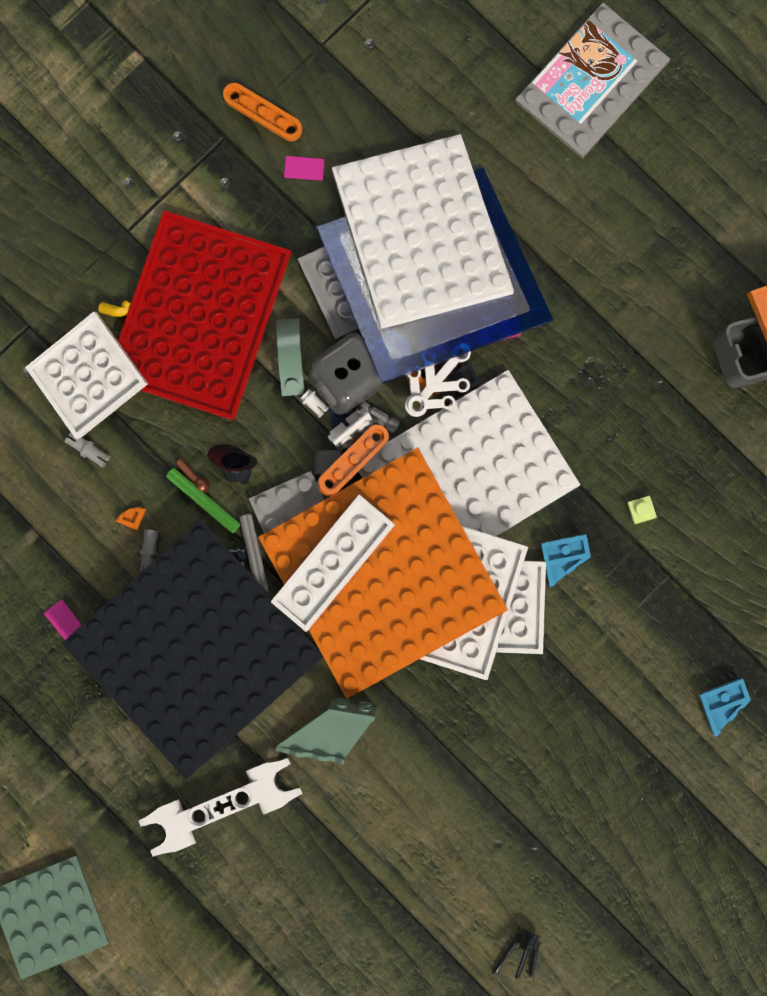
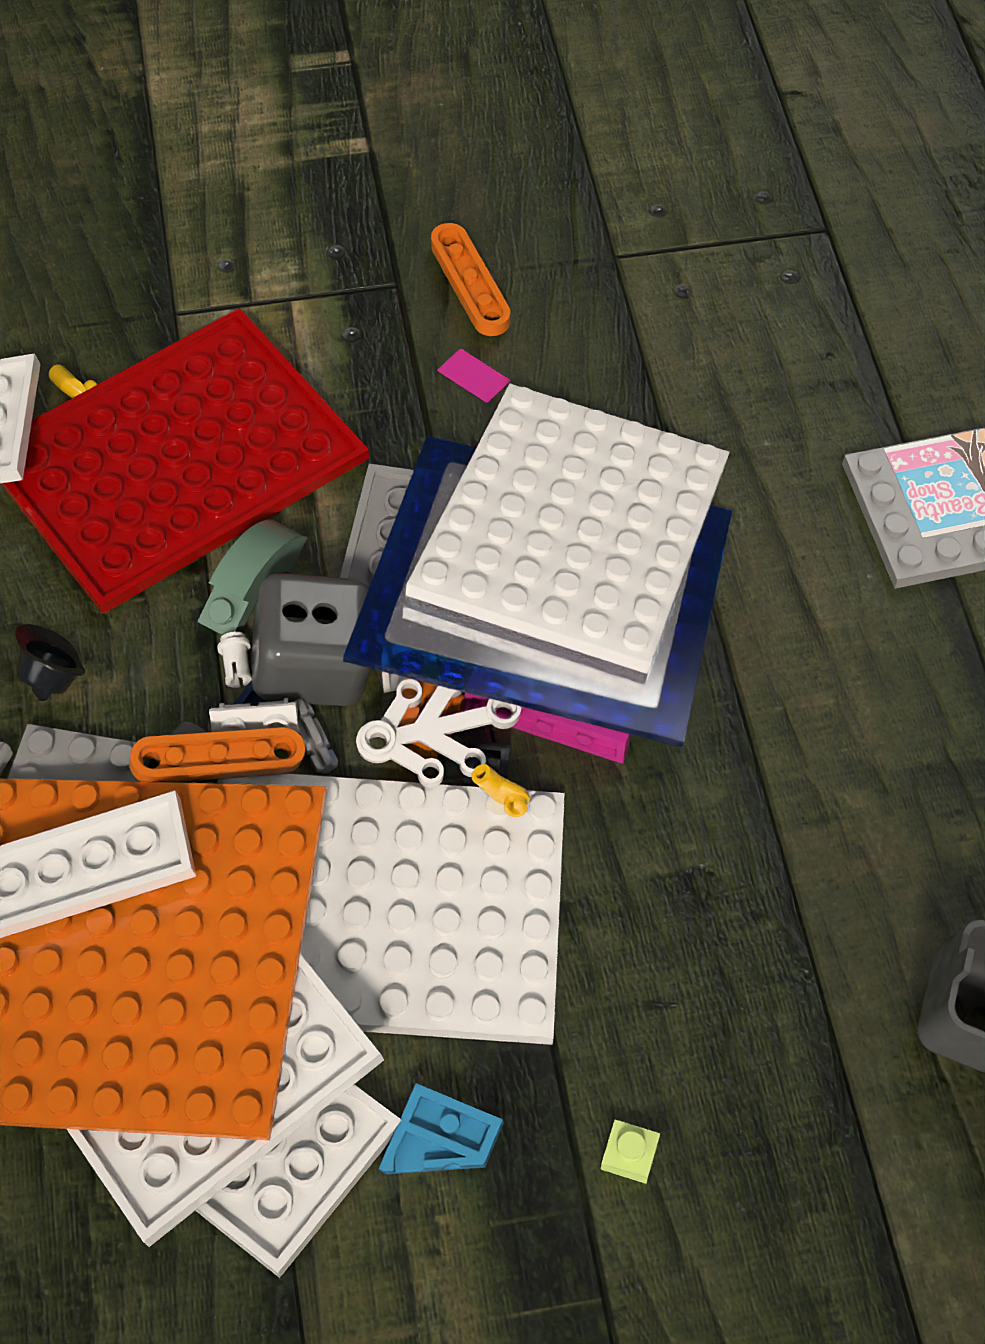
camera: 30 degrees right, 25 degrees down
(486, 389) = (502, 790): none -> yellow arm

